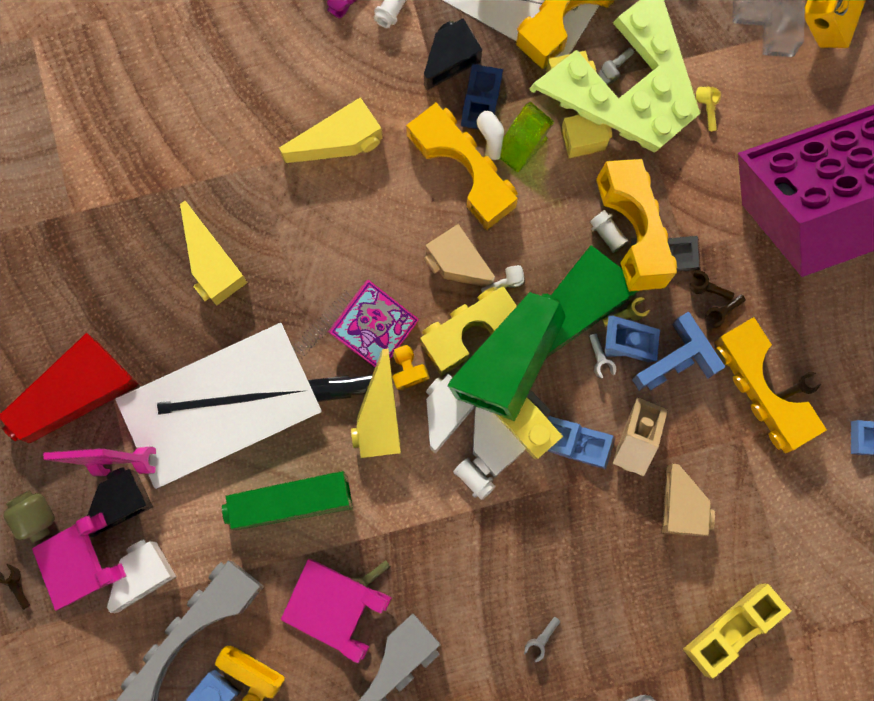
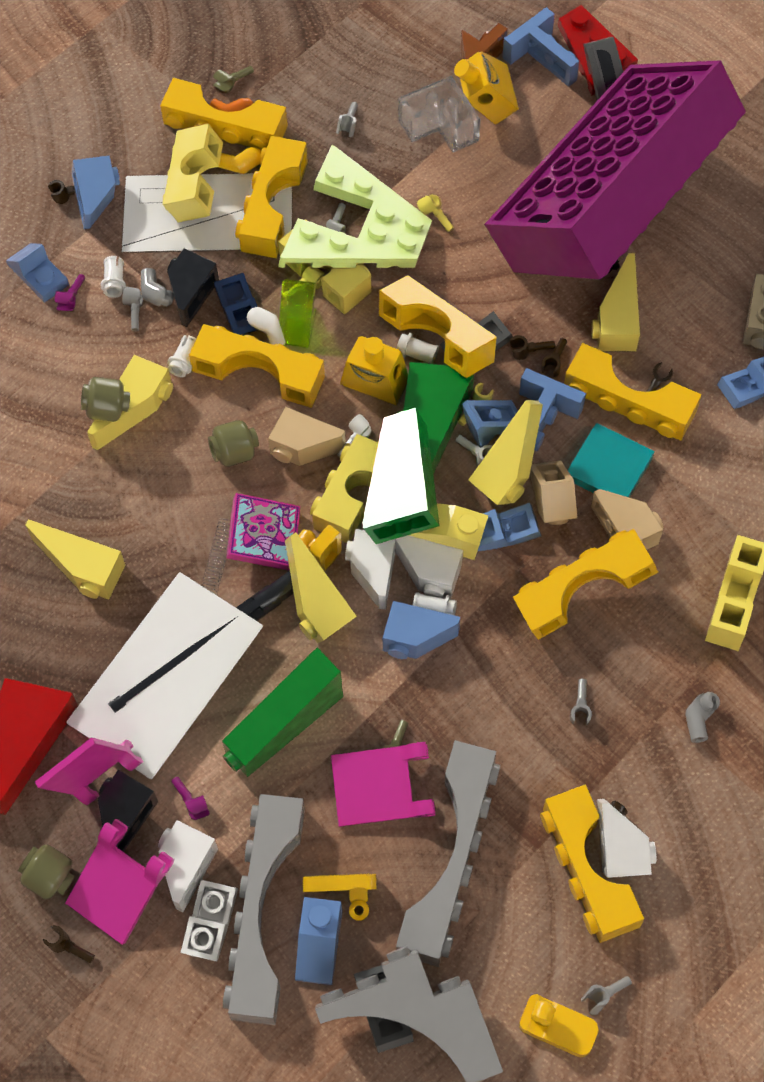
camera: 30 degrees left, 15 degrees down
(132, 634) = (209, 920): none -> white slope
(177, 533) = (197, 806): none -> magenta hand
(307, 129) = (104, 399): none -> olive head
(396, 228) = (233, 443): none -> olive head
(397, 38) = (133, 298): none -> light grey hand
(397, 124) = (180, 363): none -> white pin
(415, 38) = (152, 291): none -> light grey arm
(444, 492) = (417, 630): none -> medium blue slope
(557, 233) = (375, 370): none -> yellow torso
(560, 111) = (313, 275): none -> light yellow hand
(567, 538) = (620, 560): none -> yellow arch
(619, 390) = (510, 458): none -> light yellow slope
(706, 440) = (610, 462): none -> teal tile
(805, 307) = (619, 313): none -> light yellow slope

